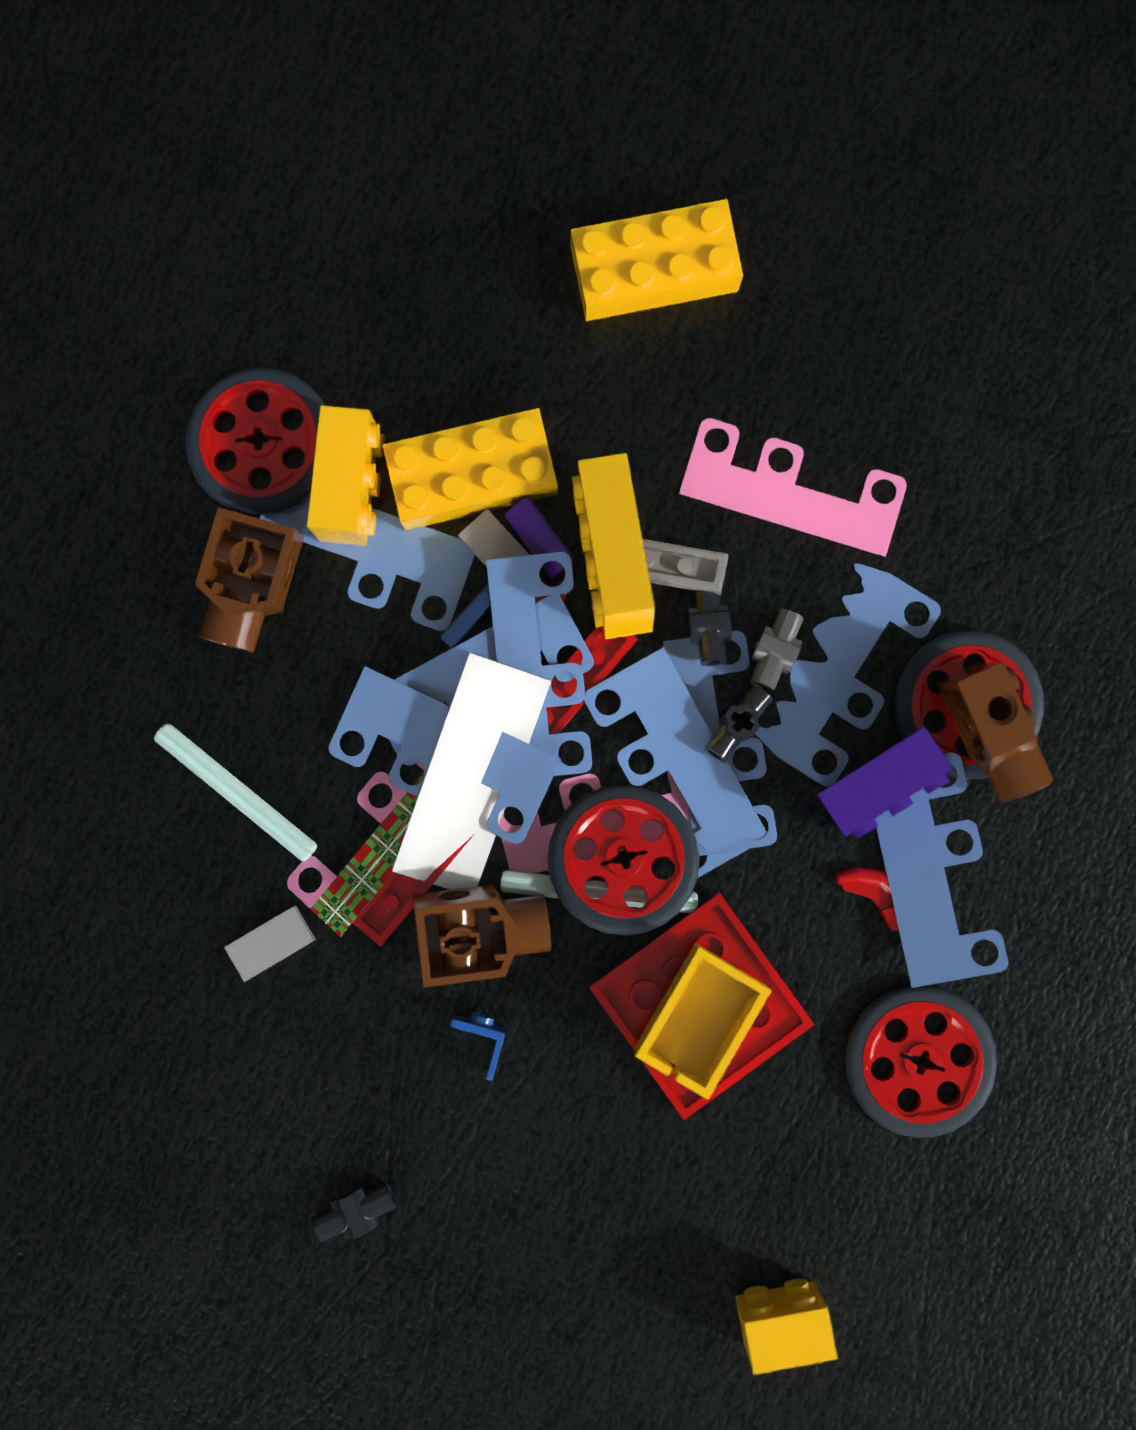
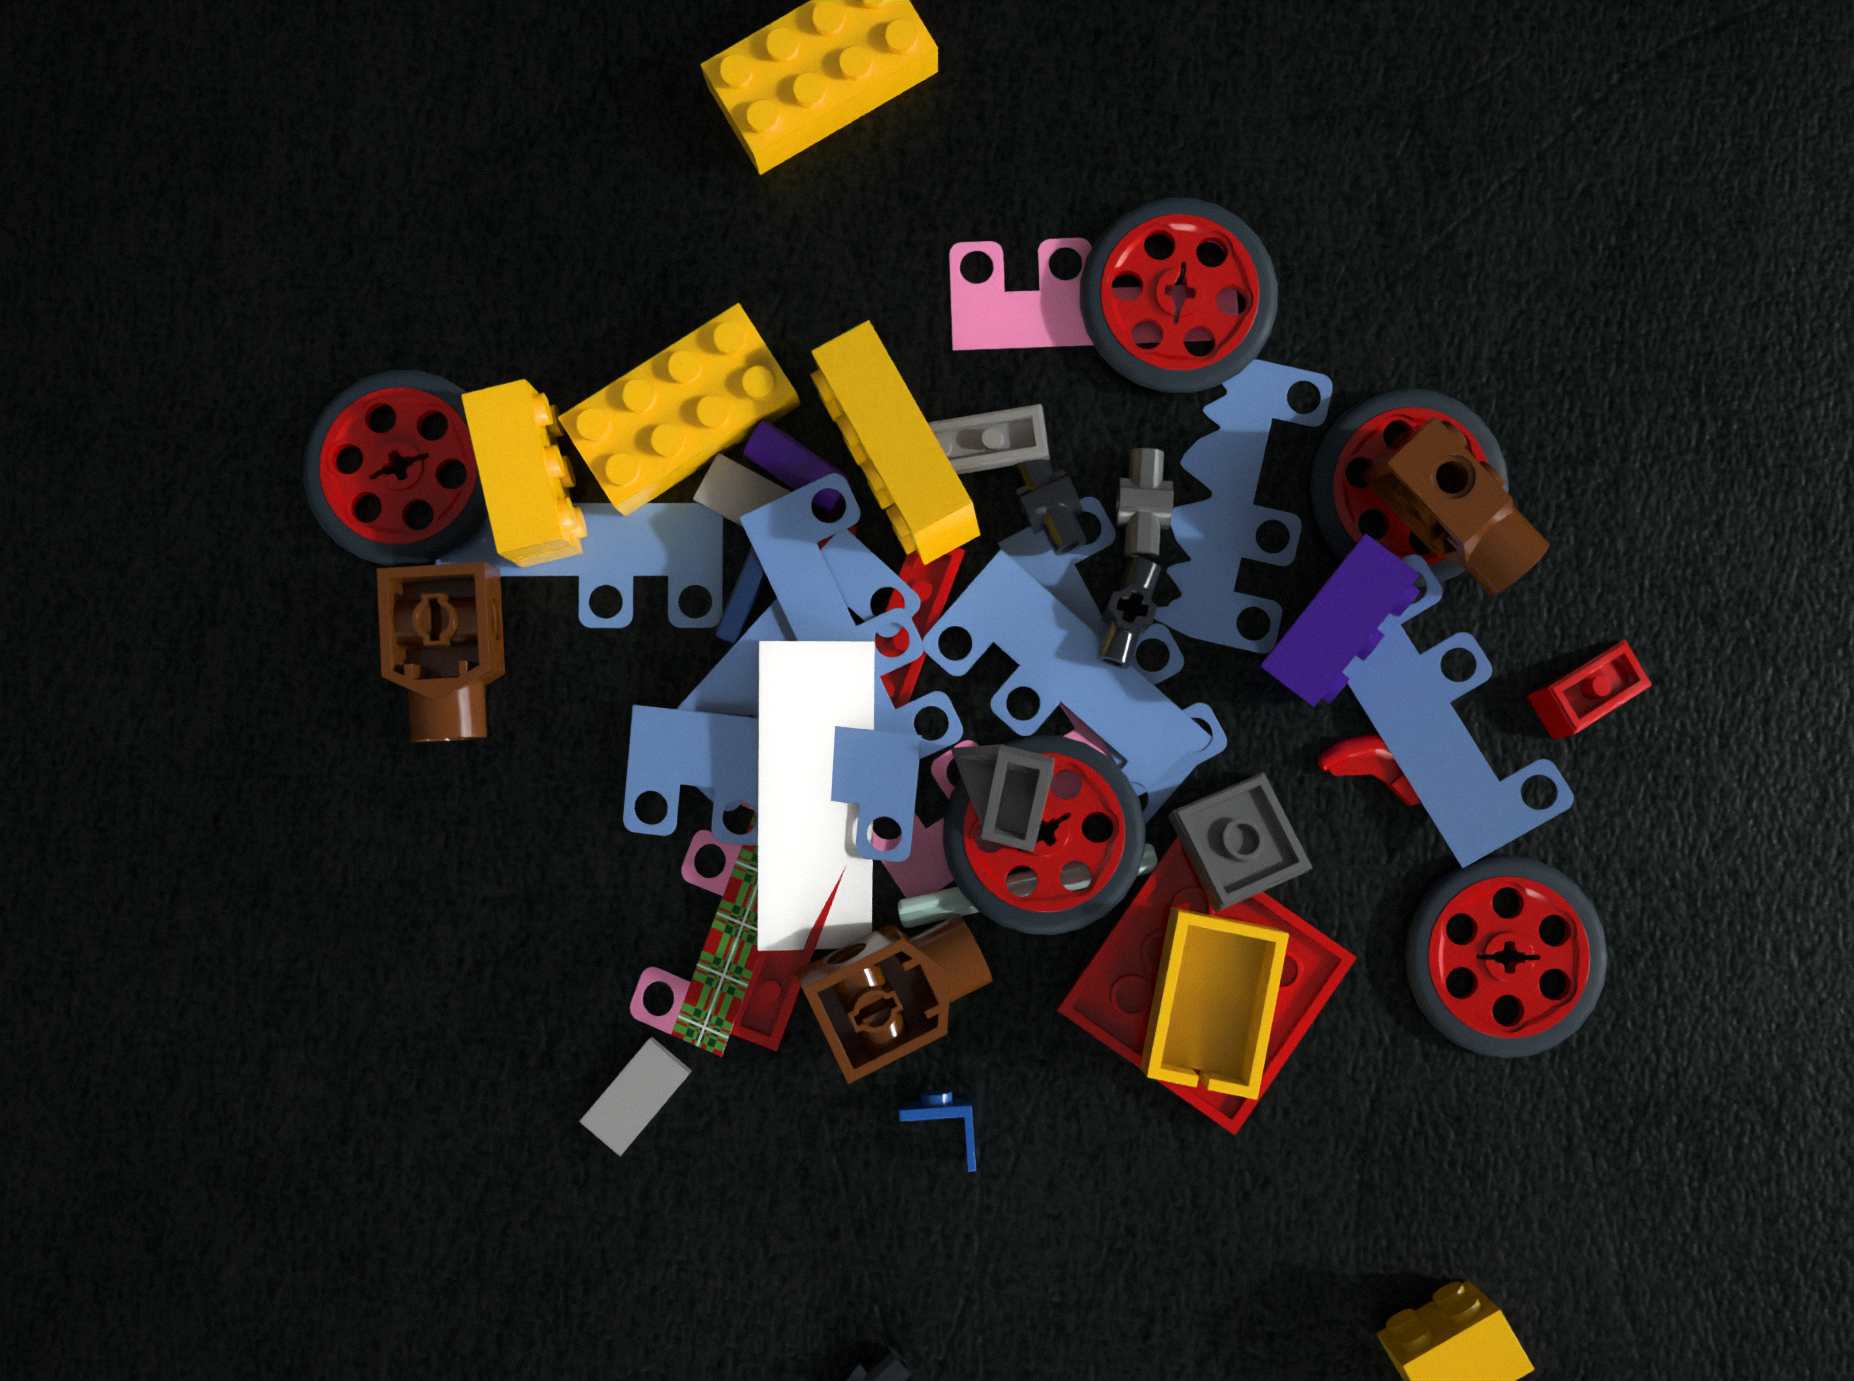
camera: 10 degrees left, 0 degrees up
(235, 792) = (525, 920): light aqua axle -> none
(607, 820) = (1006, 791): none -> dark grey slope
(760, 913) = (1239, 842): none -> dark grey tile
(829, 558) = (1187, 225): none -> wedge
(1046, 893) = (1589, 691): none -> red slope

